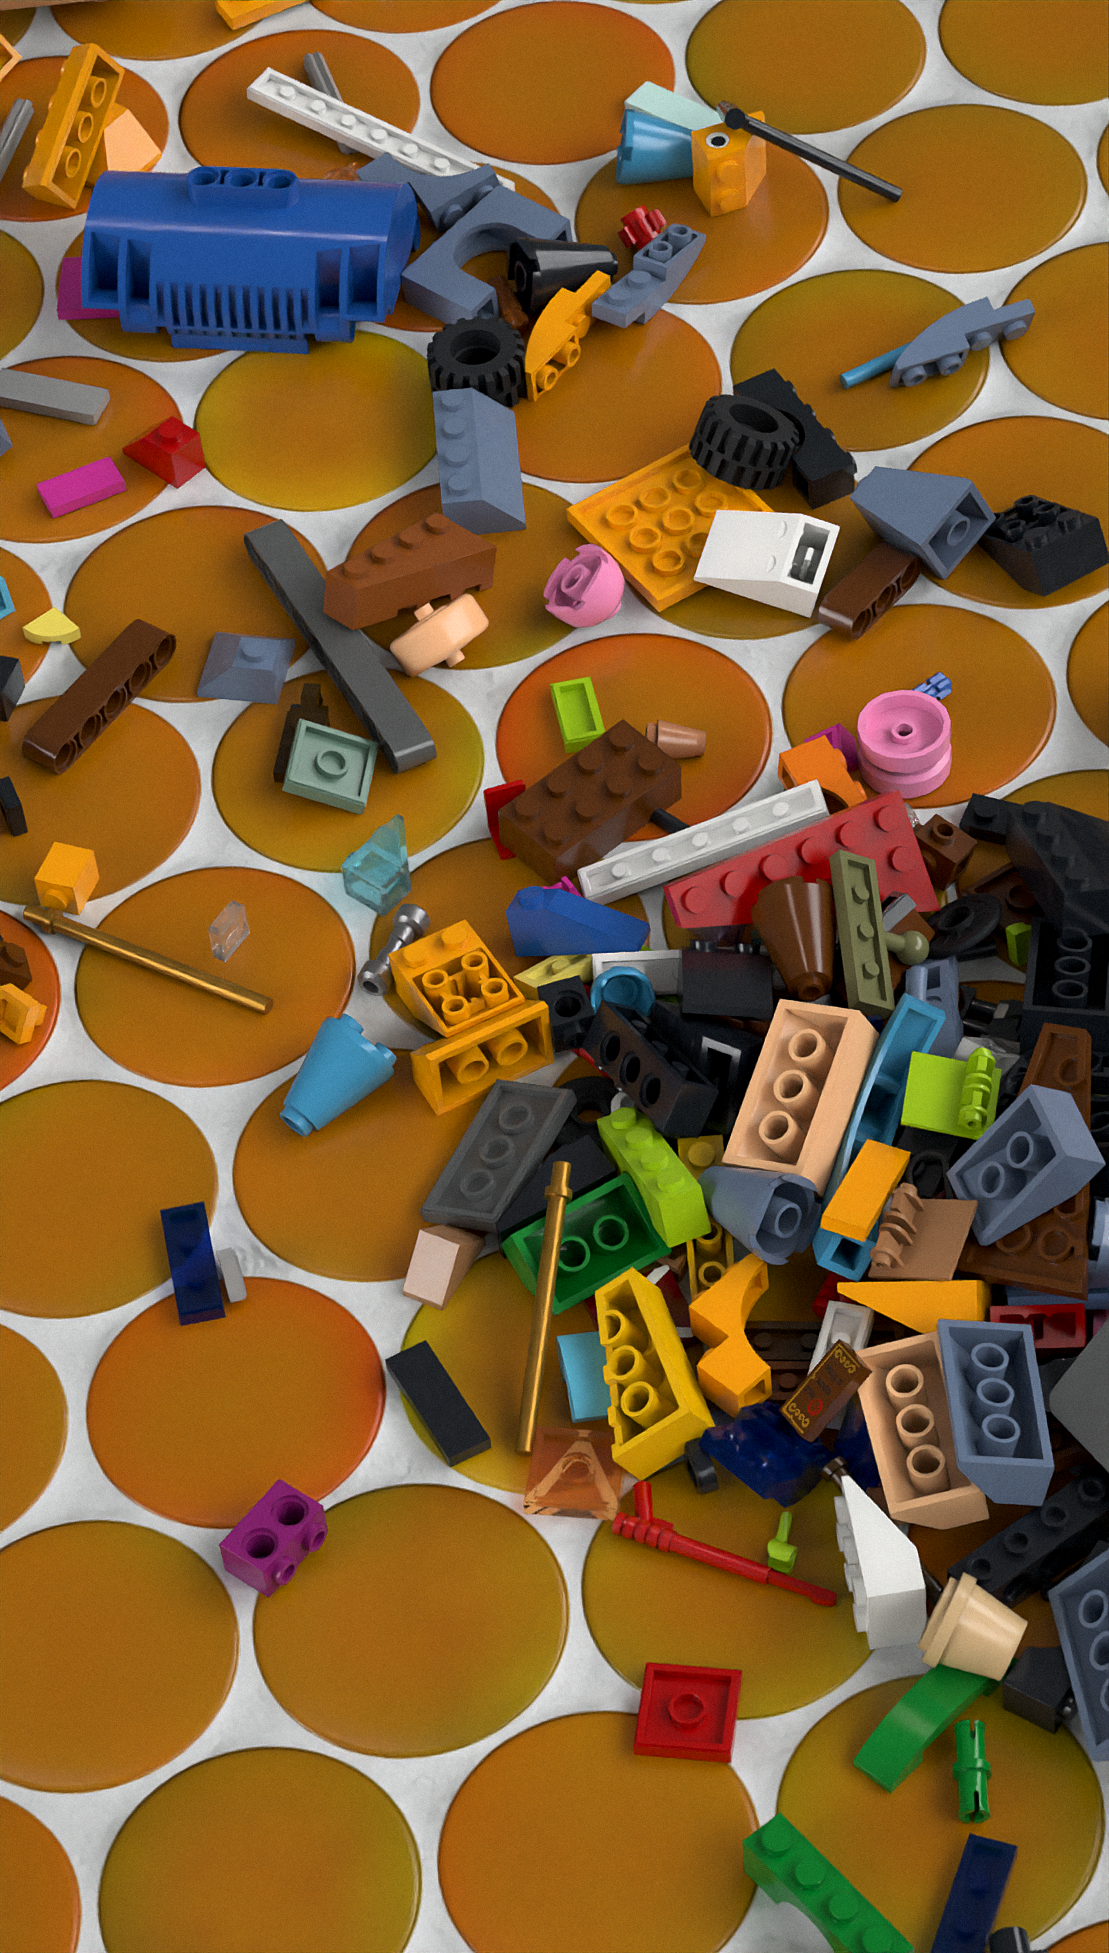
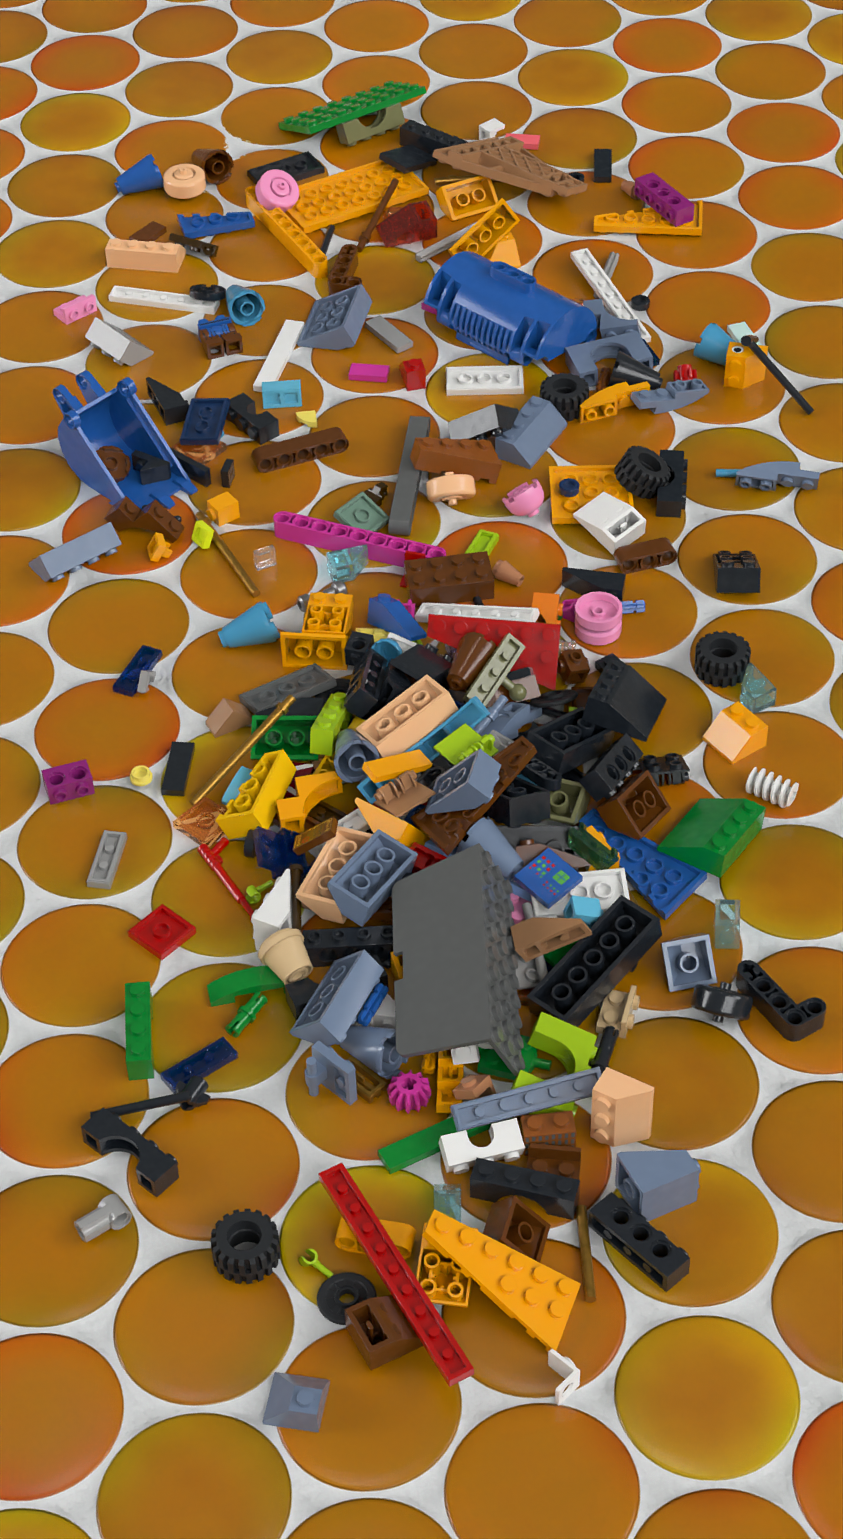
camera: 30 degrees right, 5 degrees down
(76, 946) = (202, 534): none -> neon yellow plate
(246, 668) = (369, 468): sand blue slope -> none
(299, 403) = (484, 380): none -> white tile
(350, 818) = (338, 536): none -> dark pink beam
(388, 1454) = (141, 776): none -> light yellow plate
(402, 492) = (483, 423): none -> slope
(436, 127) = (640, 302): none -> black tile
(470, 1639) = (107, 859): none -> light grey tile
(640, 531) = (569, 487): none -> dark blue tile
(836, 685) = (588, 581): none -> black slope
(924, 514) = (689, 534): sand blue slope -> none

